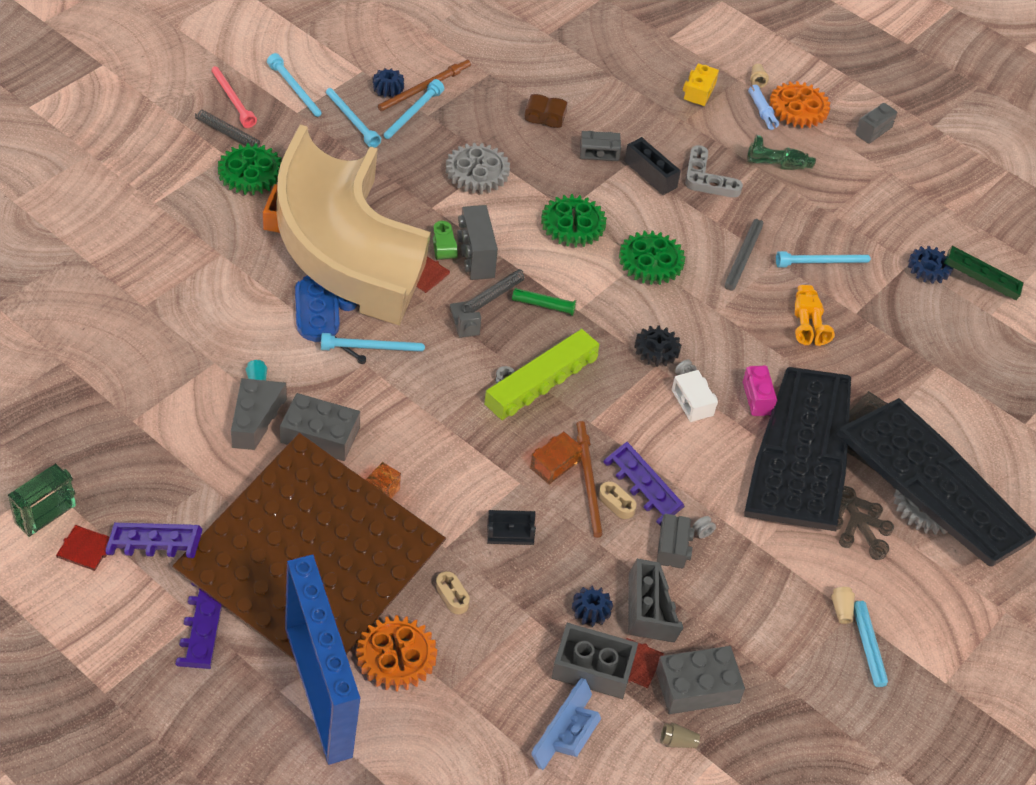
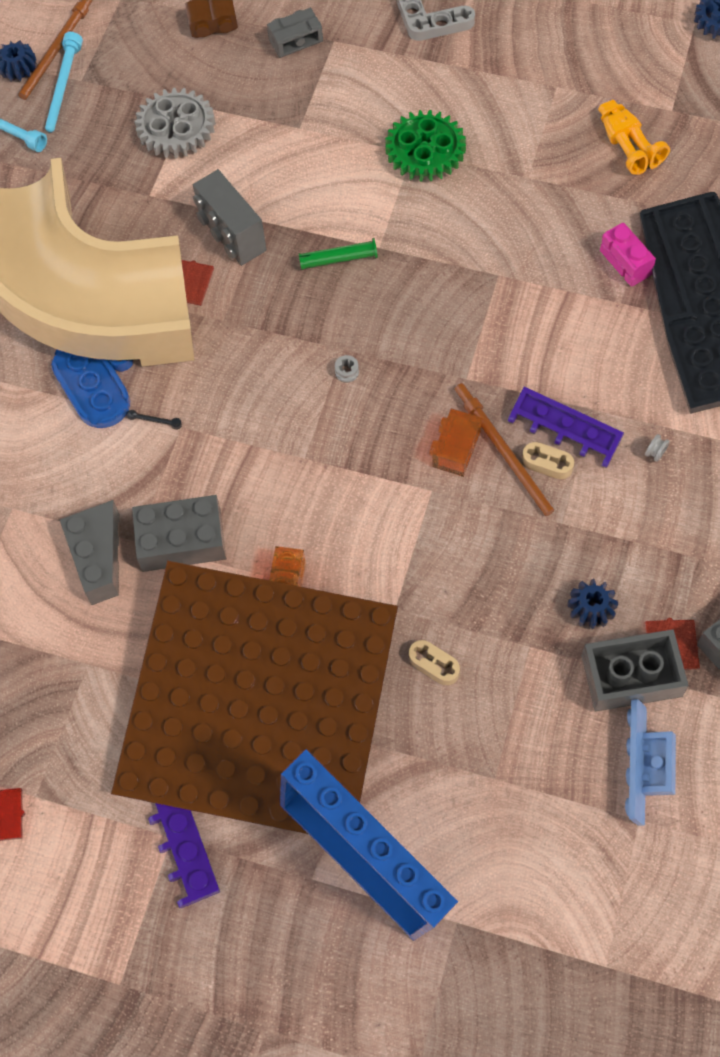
camera: 15 degrees left, 15 degrees up
(154, 537) = (71, 770): dark purple hinge -> none
(256, 370) = (69, 499): teal cone -> none
(329, 342) = (130, 420): medium azure piece -> none
(374, 657) = (436, 752): orange gear -> none
(443, 241) = (191, 235): bright green piece -> none
(466, 323) = (264, 320): dark grey bracket -> none
(493, 288) = (261, 298): dark grey piece -> none
(511, 527) = (455, 552): black hinge -> none
(541, 374) = (386, 348): lime brick -> none
(588, 219) = (304, 149): green gear -> none
(649, 604) = (652, 570): dark grey wedge -> none
(652, 166) = (366, 31): black brick -> none
(657, 346) = (490, 251): black gear -> none
(674, 541) = (636, 481): dark grey brick -> none
(685, 367) = (535, 265): light grey bush -> none
(694, 395) = (562, 293): white brick -> none
(744, 254) = (519, 95): dark grey axle -> none
(784, 259) = (565, 80): medium azure piece -> none

